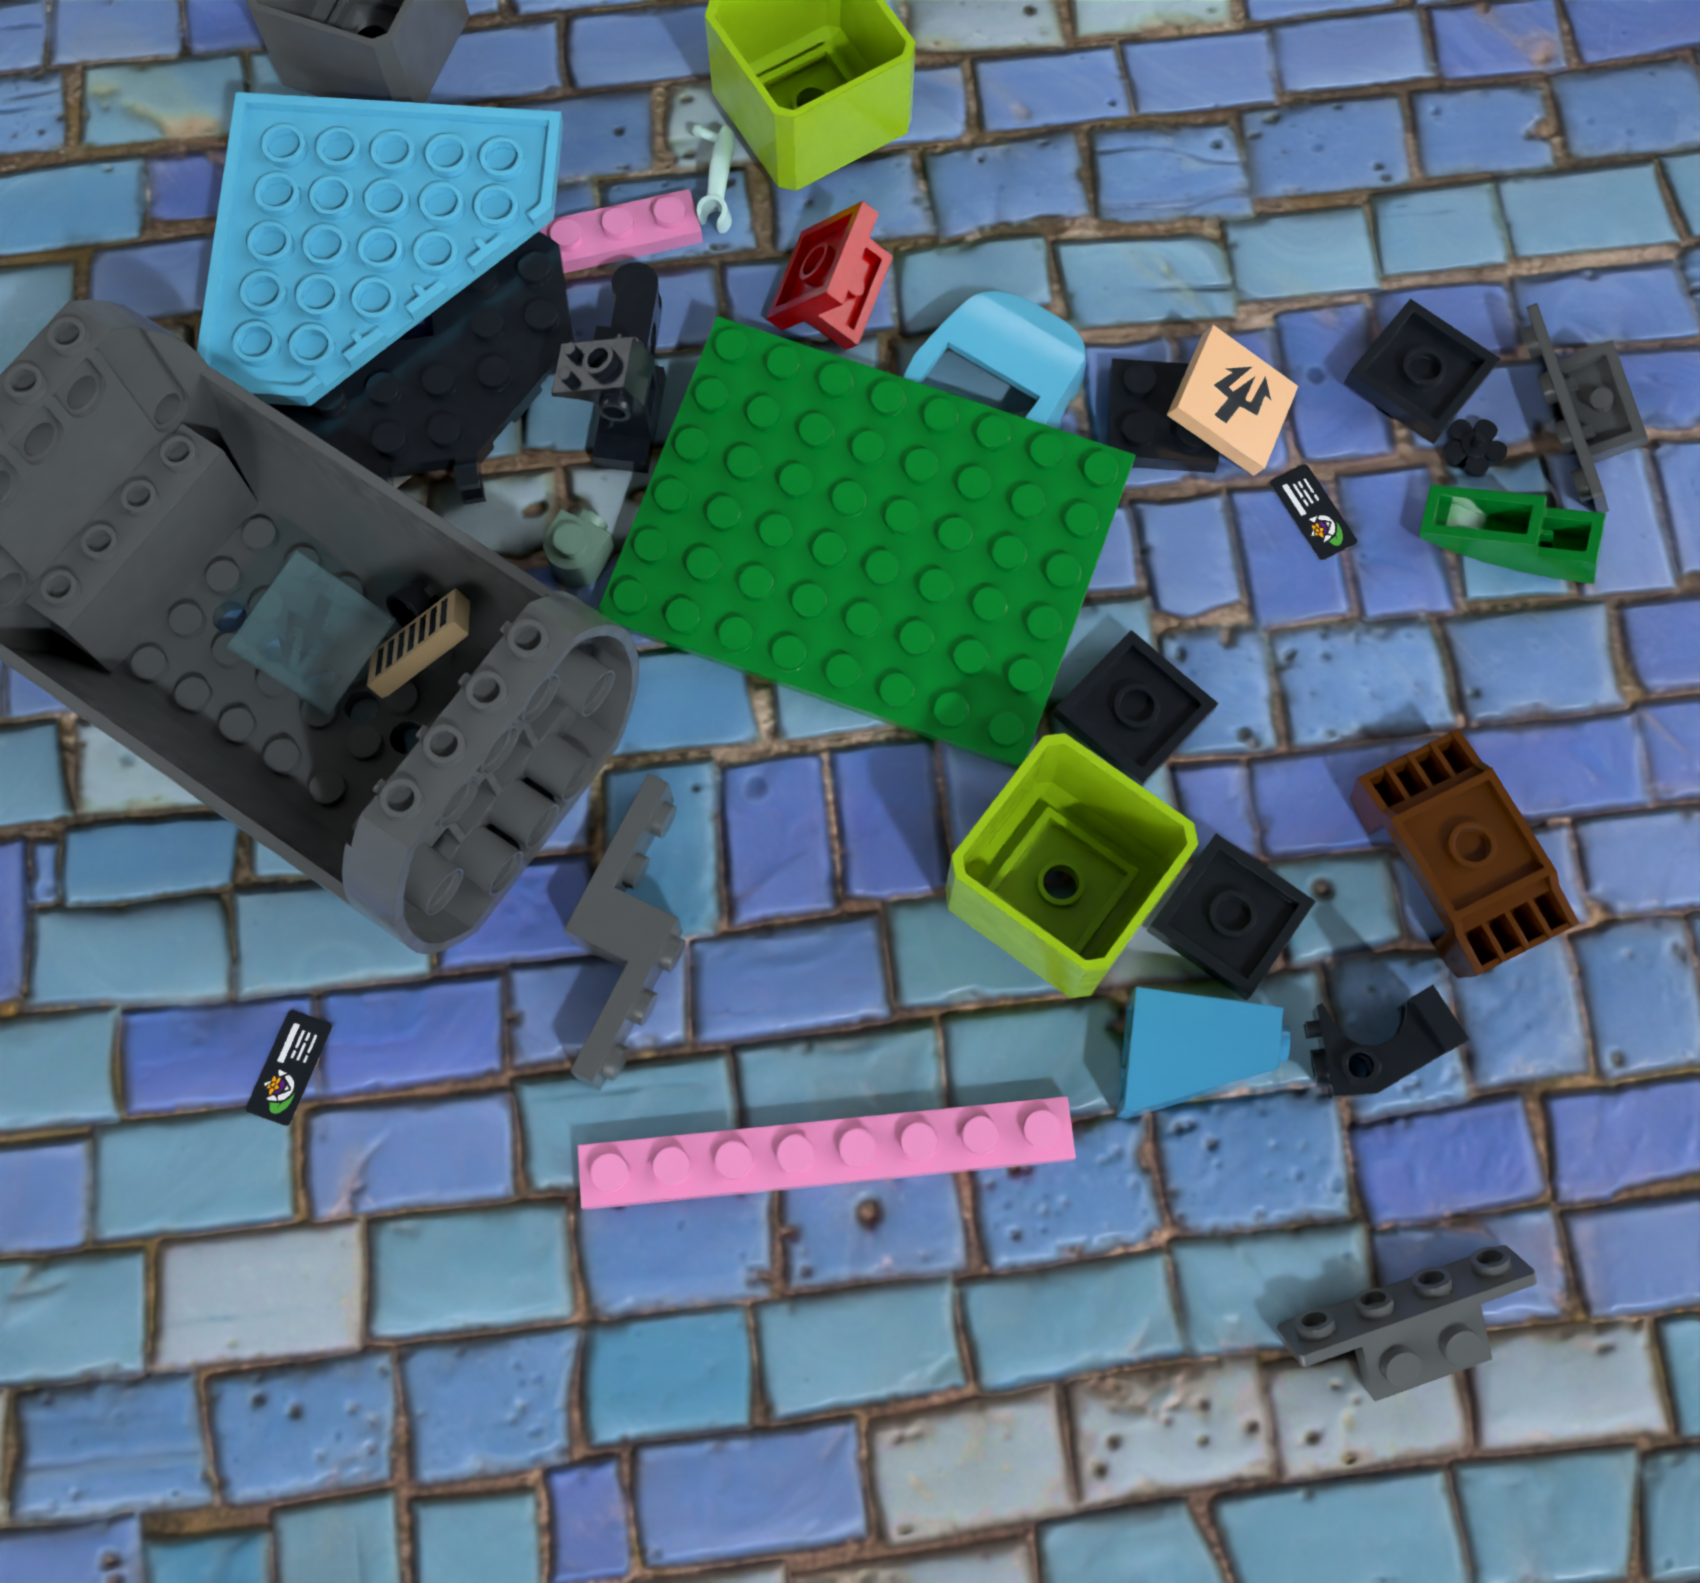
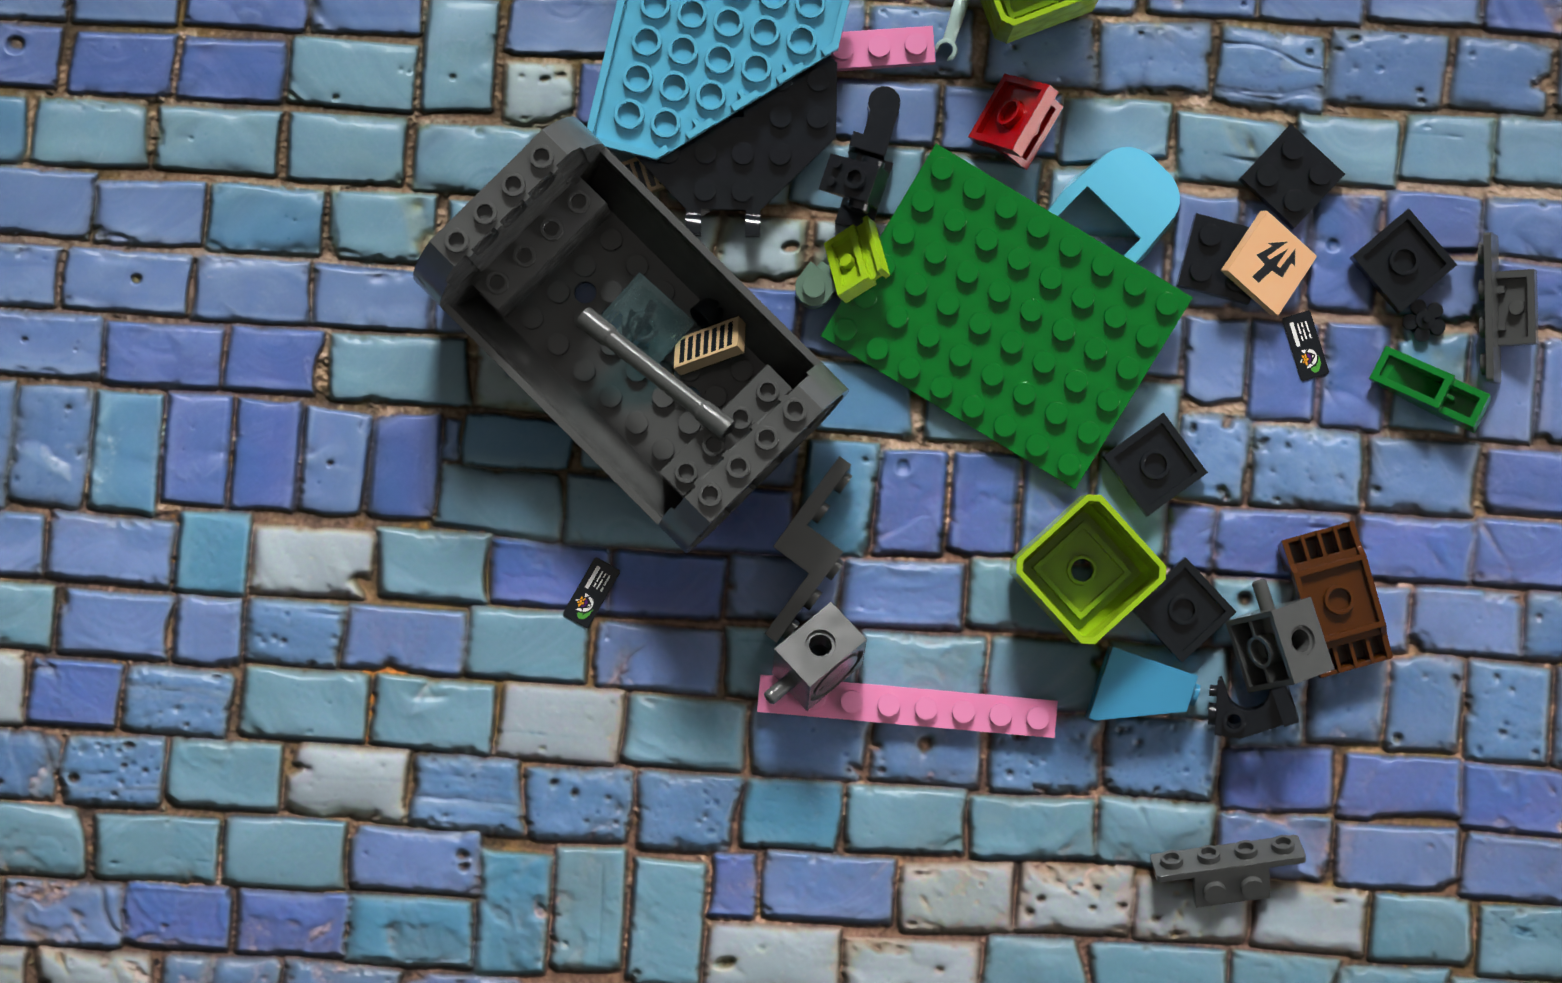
camera: 15 degrees right, 15 degrees up
(248, 641) = (702, 410): none -> dark grey piece
(627, 492) = (856, 259): none -> lime plate
(659, 1089) = (816, 658): none -> piece
(1235, 290) = (1291, 176): none -> black plate
(1397, 927) = (1278, 642): none -> dark grey piece

